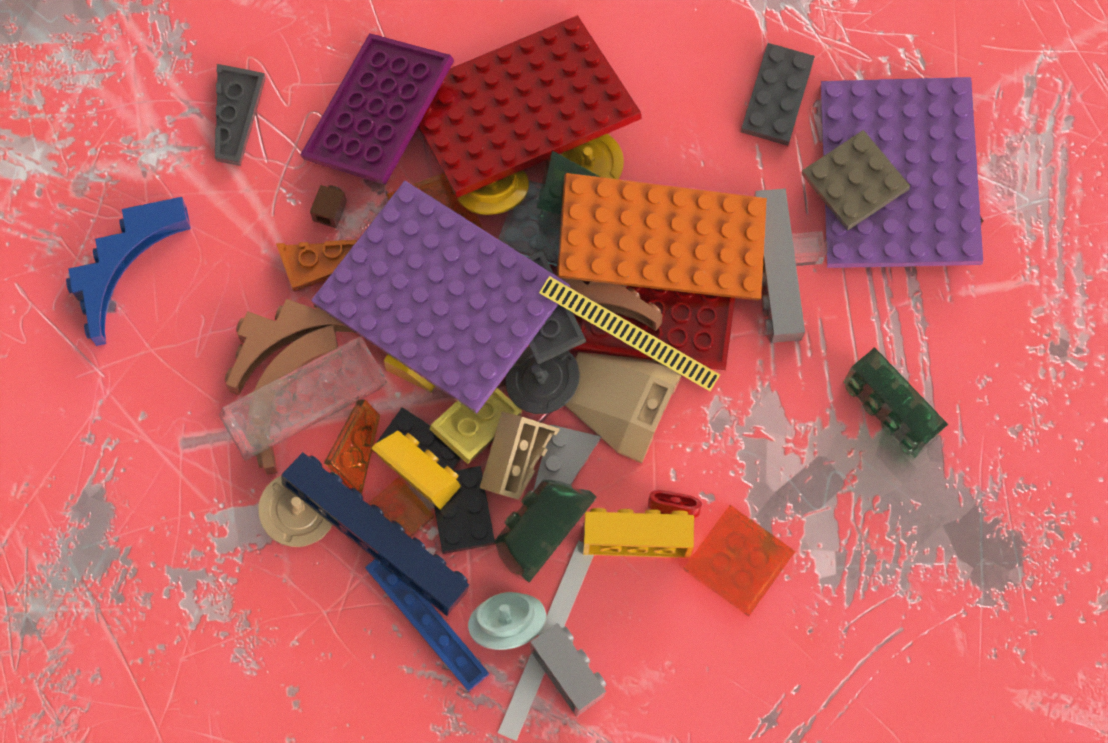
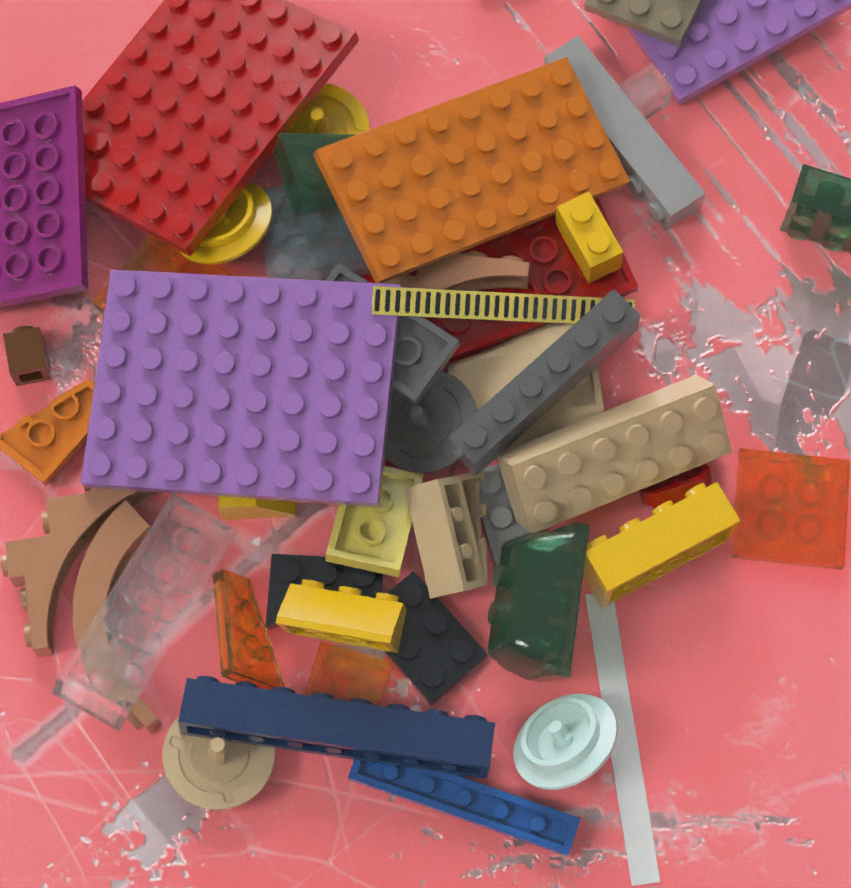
camera: 30 degrees left, 0 degrees up
(568, 669) = (677, 757): light grey brick -> none
(625, 394) = (544, 382): none -> dark grey brick
(645, 462) = (614, 453): none -> tan brick
(710, 319) = (589, 237): none -> yellow brick

